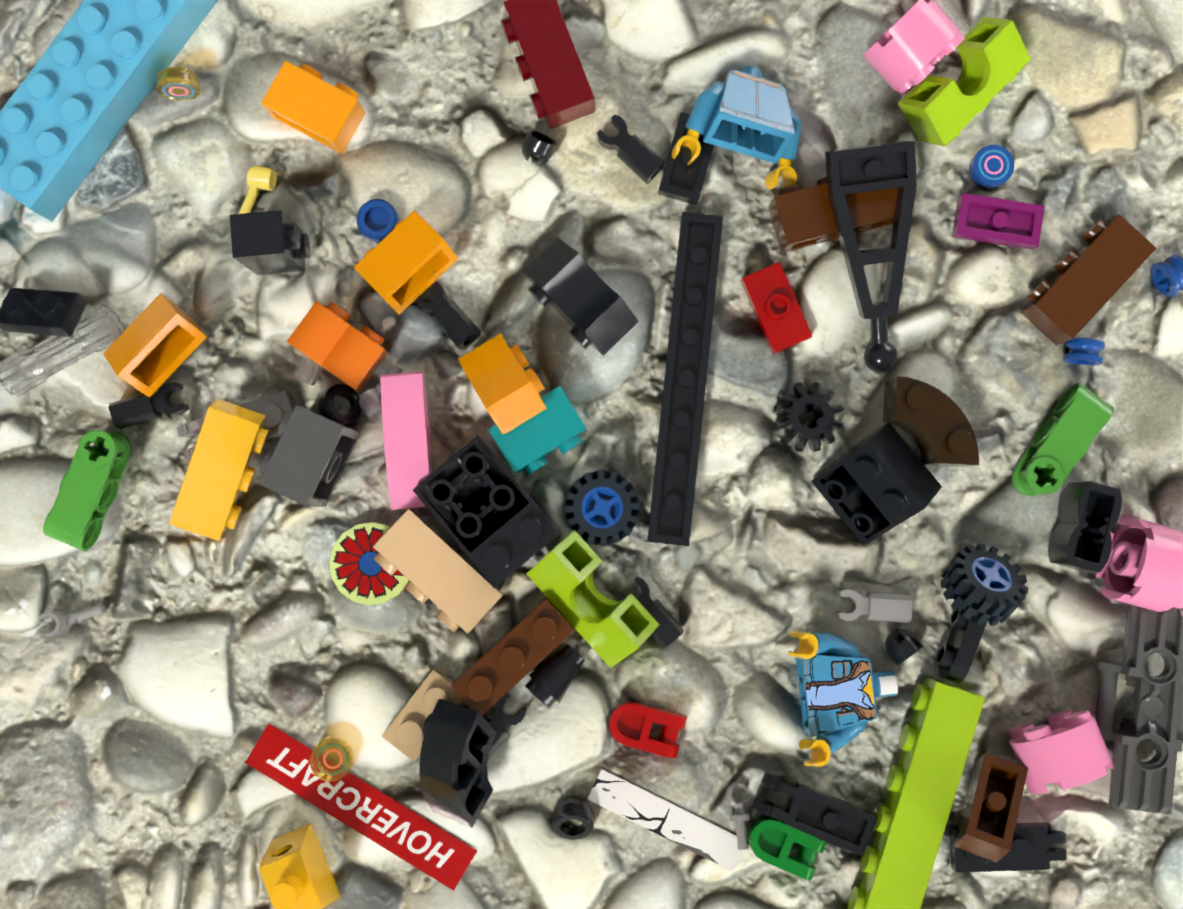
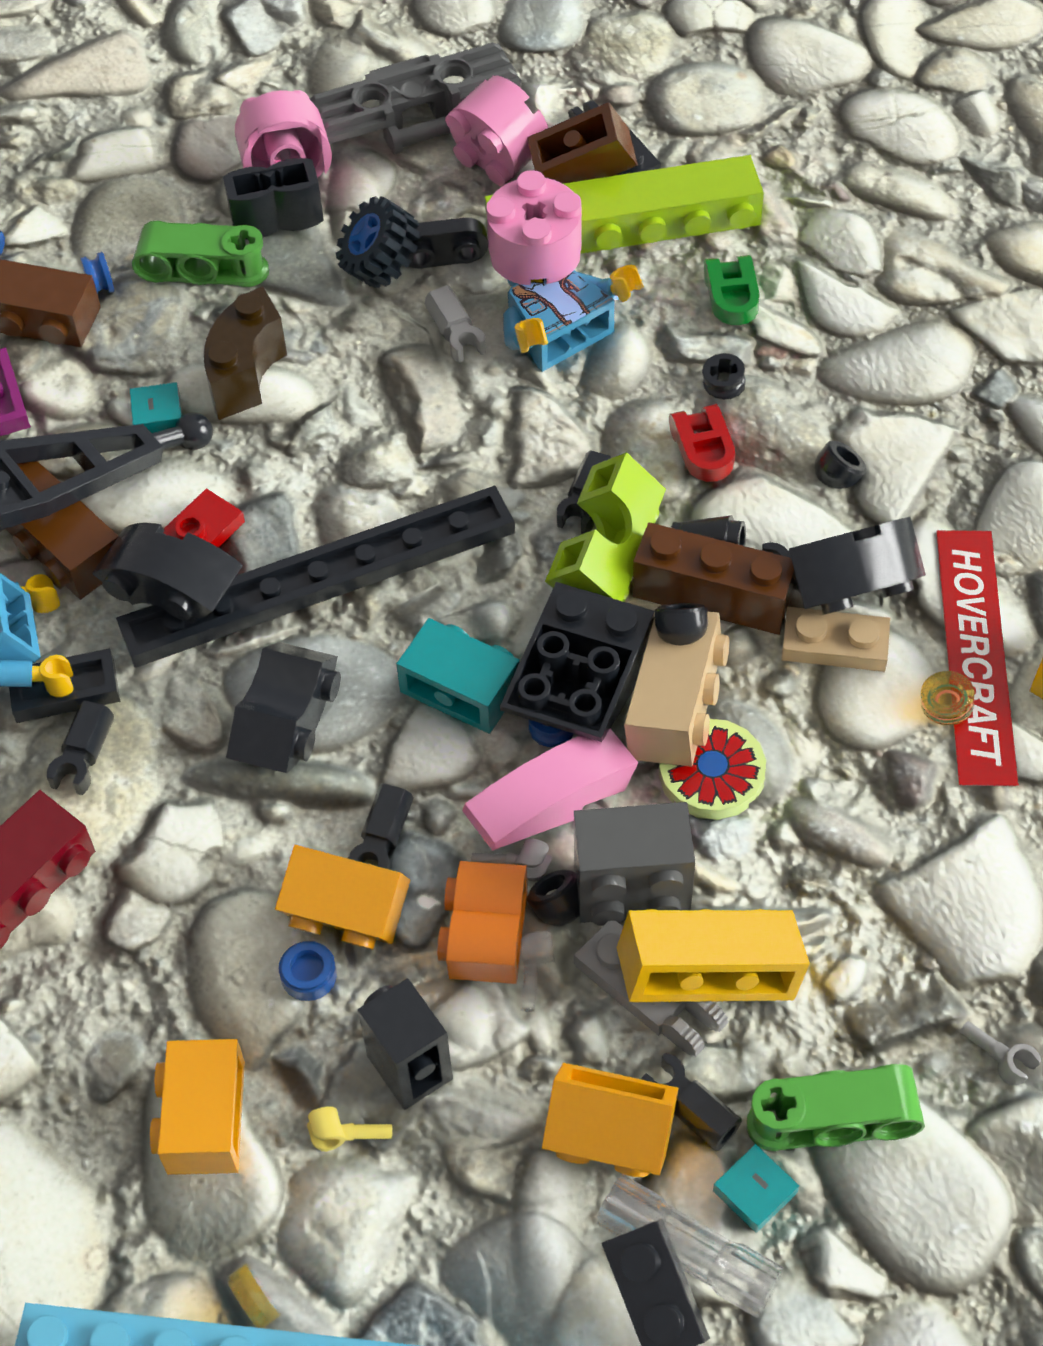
camera: 120 degrees left, 30 degrees down
(76, 413) = (755, 1188): none -> teal tile
(465, 594) = (681, 622): none -> black piece
(502, 383) = (426, 717): light orange piece -> none
(538, 145) = (126, 840): black hinge -> none
(602, 507) = (497, 566): black wheel -> none
(665, 819) = (782, 396): white sticker -> none
(692, 788) = (724, 364): none -> black bush
(729, 260) = (167, 572): none -> black brick
(740, 816) = (734, 335): light grey hand -> none
(818, 427) = (296, 452): black gear -> none
(819, 814) = (684, 278): black hinge -> none
(877, 484) = (331, 368): black slope -> none
(905, 648) = (479, 284): black hinge -> none
(918, 337) = (156, 406): none -> teal tile
(929, 720) = (534, 229): none -> bright pink brick

